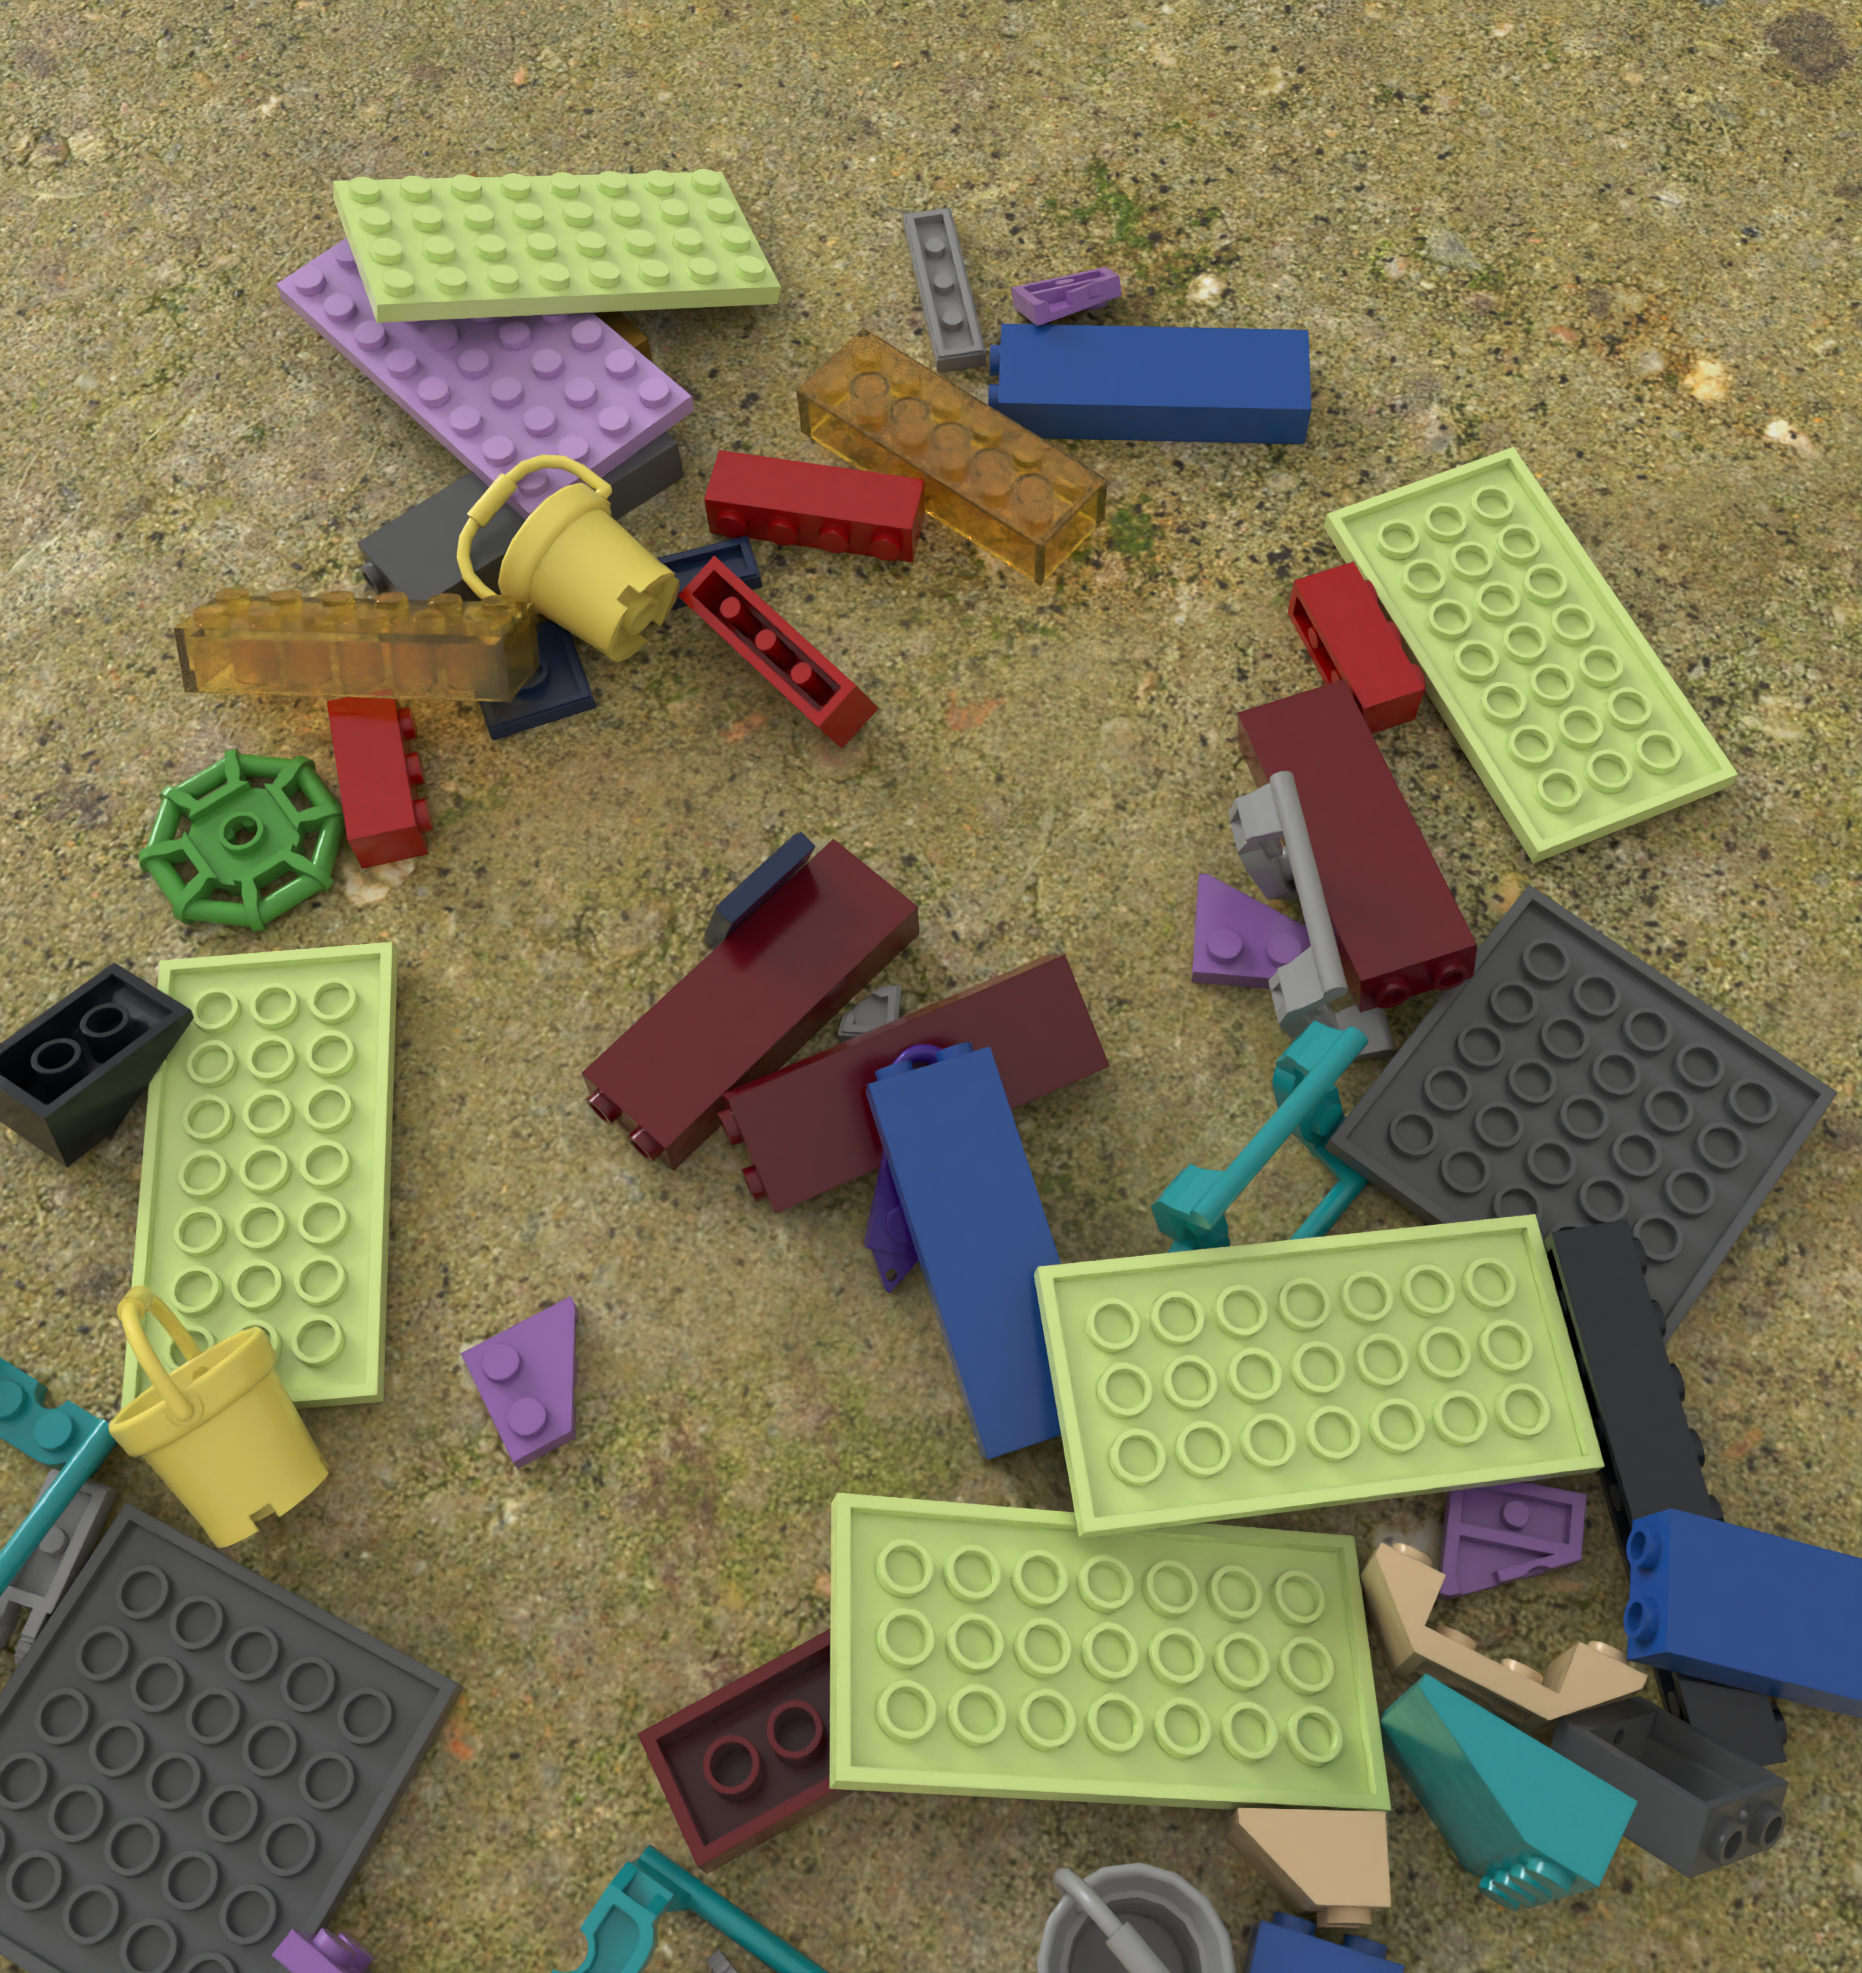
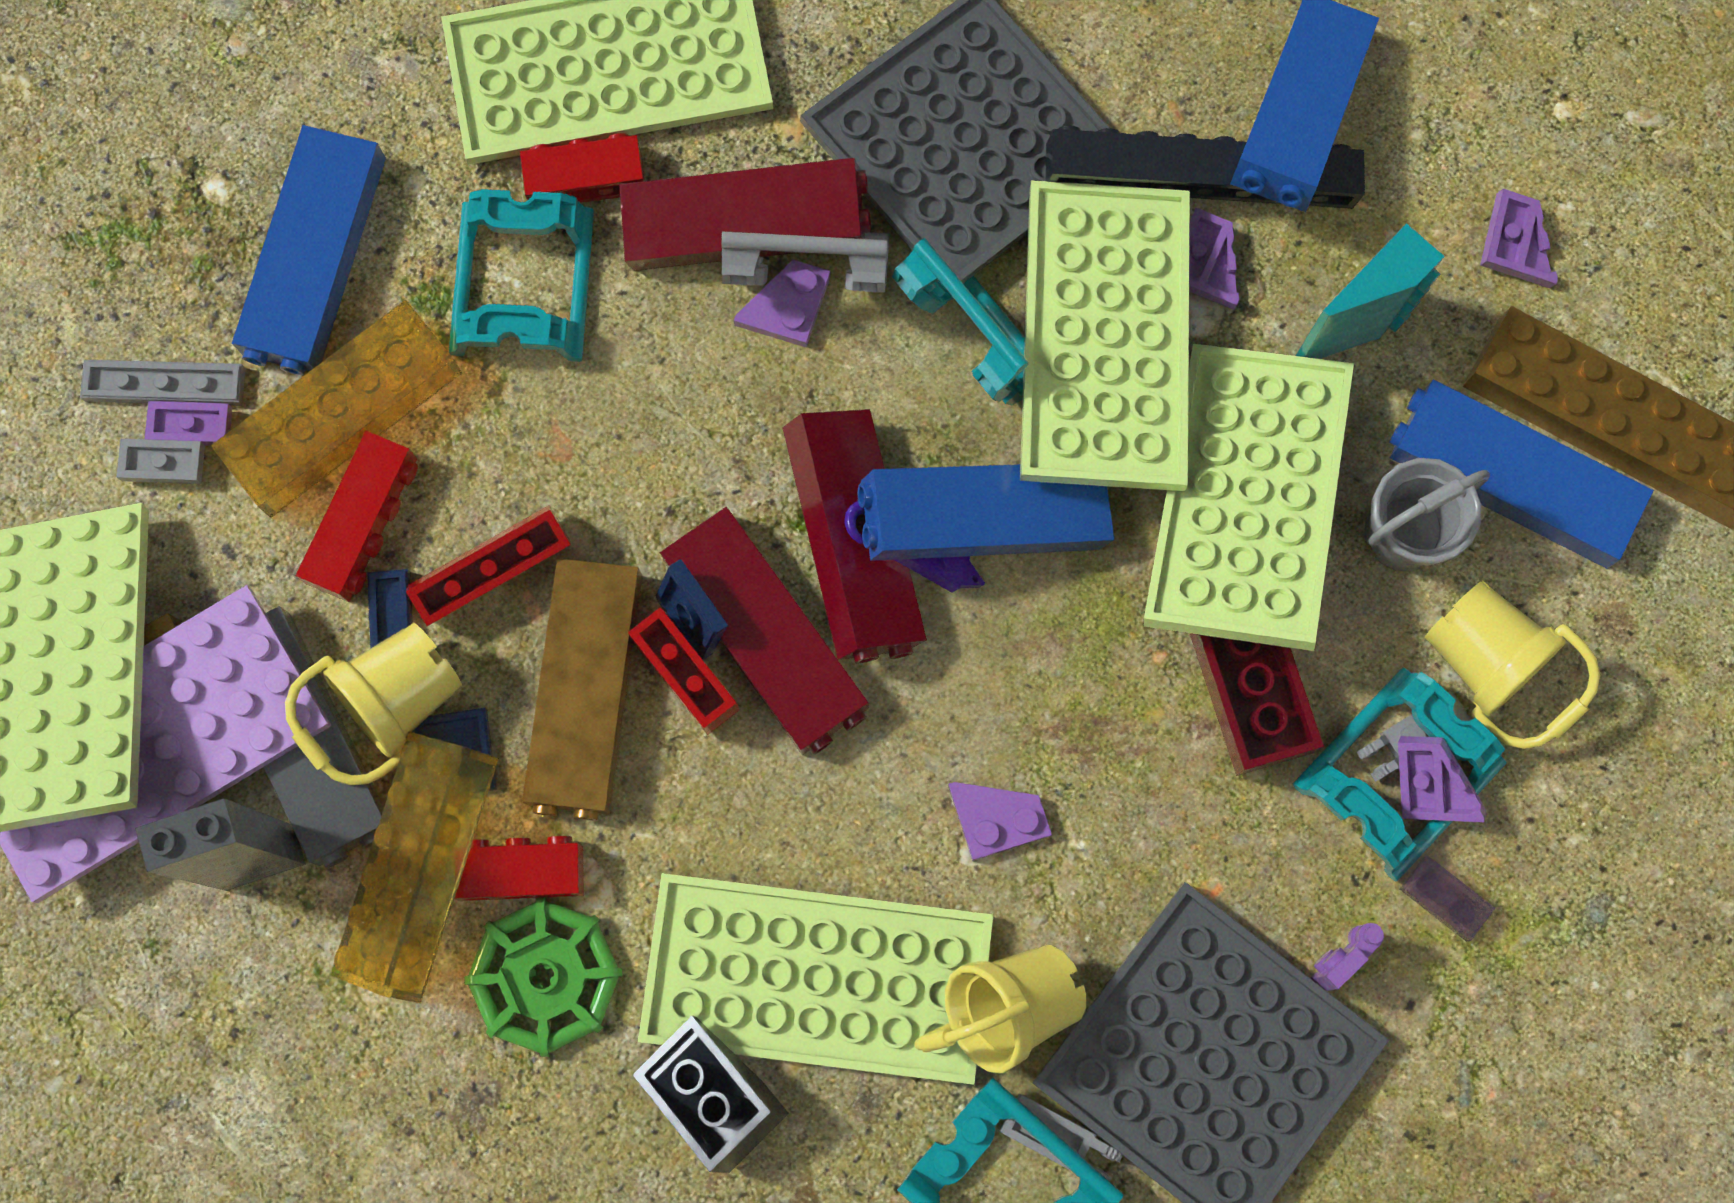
camera: 80 degrees left, 15 degrees up
(323, 387) = (219, 845): none -> dark grey brick
(632, 798) = (582, 689): none -> pearl gold brick
(670, 907) = (684, 671): none -> red brick
(841, 300) = (160, 461): none -> light grey plate
(871, 1012) = (789, 556): light grey tile -> none
(897, 313) = (187, 421): none -> medium lavender plate
(1066, 295) = (208, 292): medium lavender wing -> none
(1111, 624) = (529, 324): none -> teal piece
(1318, 1860) = (1376, 404): tan slope -> none
(1398, 1599) = (1309, 255): tan slope -> none
(1694, 1794) = (1361, 199): dark grey window -> none

